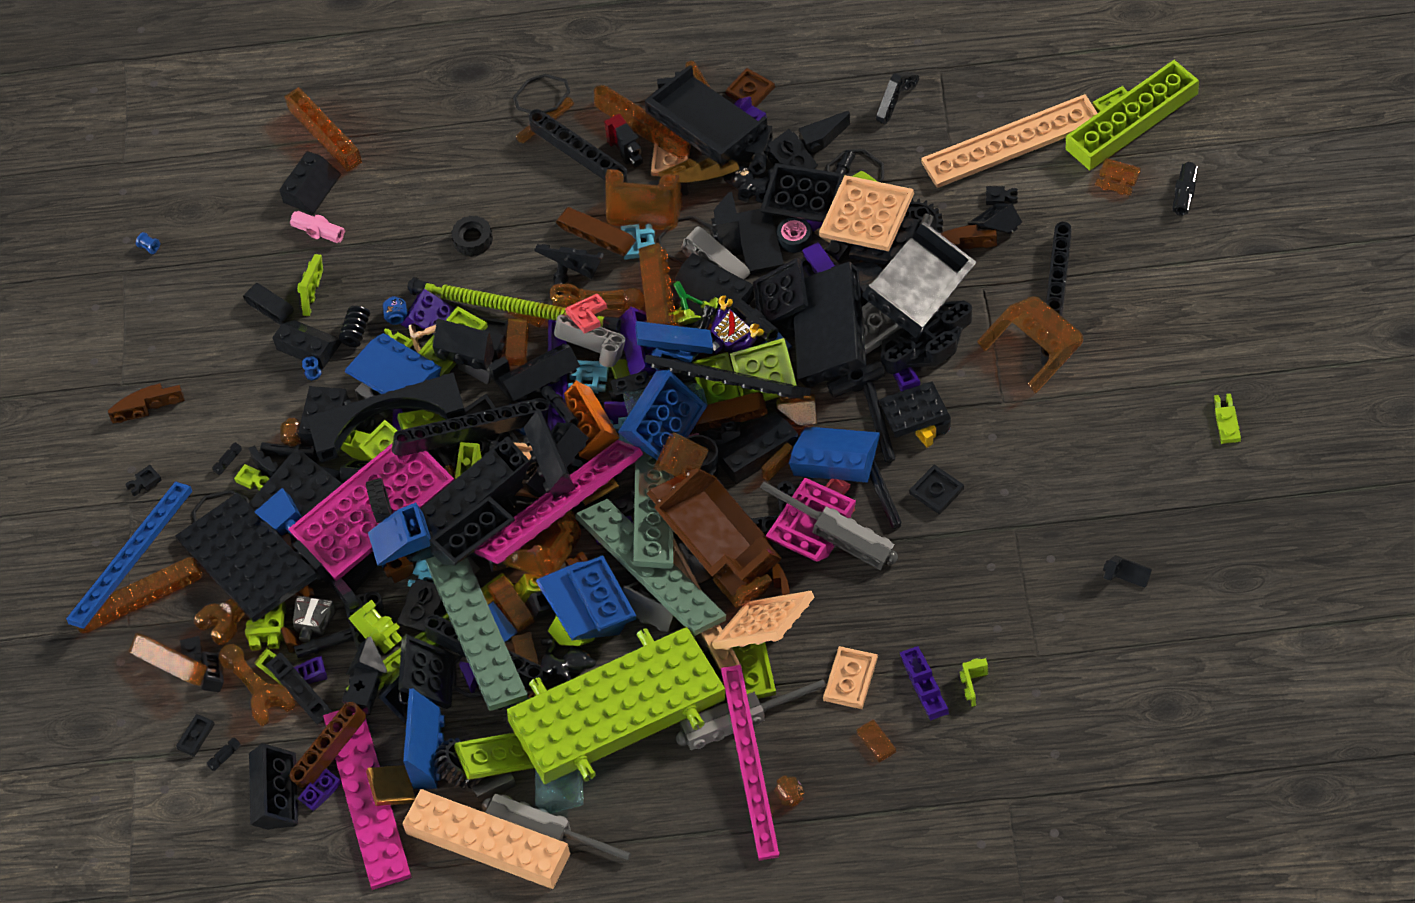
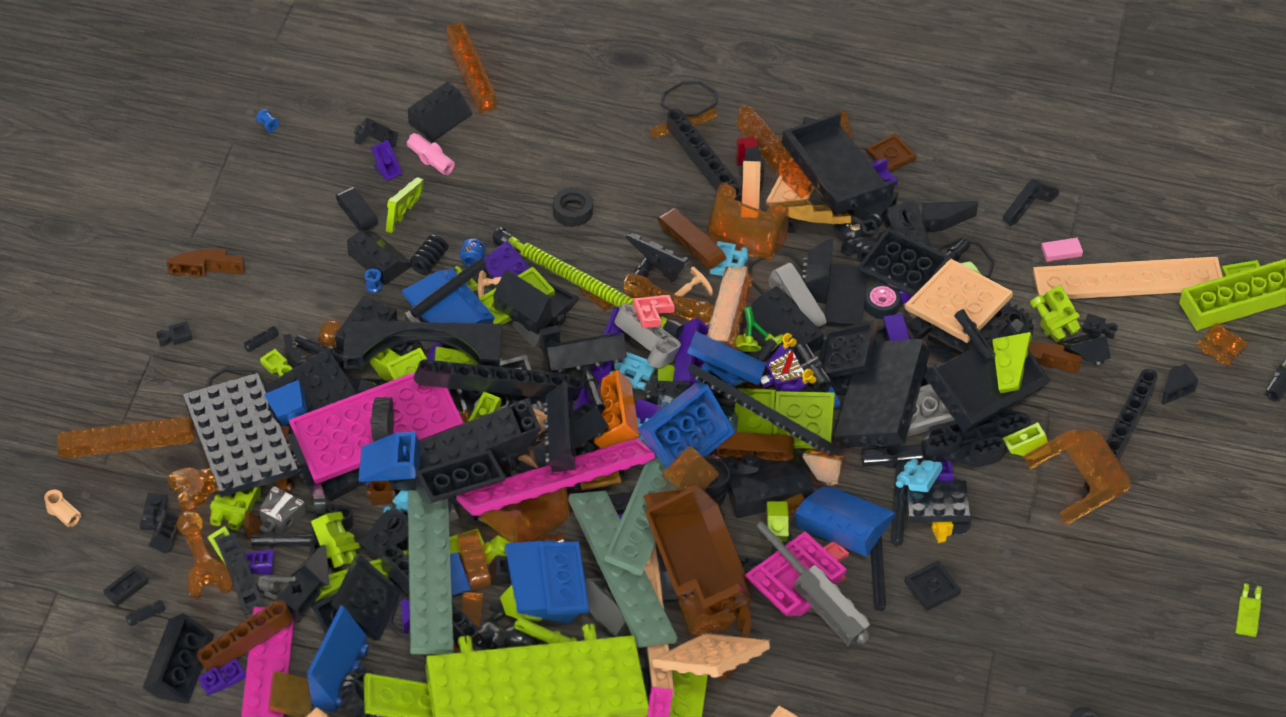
camera: 10 degrees right, 5 degrees down
(105, 682) = (61, 509): none -> light nougat piece
(129, 555) = (131, 397): blue plate -> none
(168, 659) = (128, 506): clear orange beam -> none
(256, 220) = (376, 130): none -> black bracket
(277, 247) = (386, 161): none -> dark purple slope
(331, 688) = (271, 584): none -> dark grey plant
(388, 353) = (448, 288): none -> black axle
(517, 341) = (577, 317): clear orange beam -> none
(611, 653) = (541, 632): none -> lime pin
(615, 267) = (698, 278): none -> light nougat piece
(633, 161) = (751, 183): none -> light nougat tile
(776, 474) = (778, 519): none -> lime slope
(888, 238) = (971, 330): none -> black pin
(893, 390) = (923, 474): none -> medium azure plate
(933, 253) = (1010, 360): none -> lime wing
(940, 132) = (1062, 249): none -> bright pink tile
(963, 196) = (1061, 316): none -> lime hips
(974, 325) = (1026, 440): none -> lime slope
(1092, 226) = (1179, 383): none -> black slope

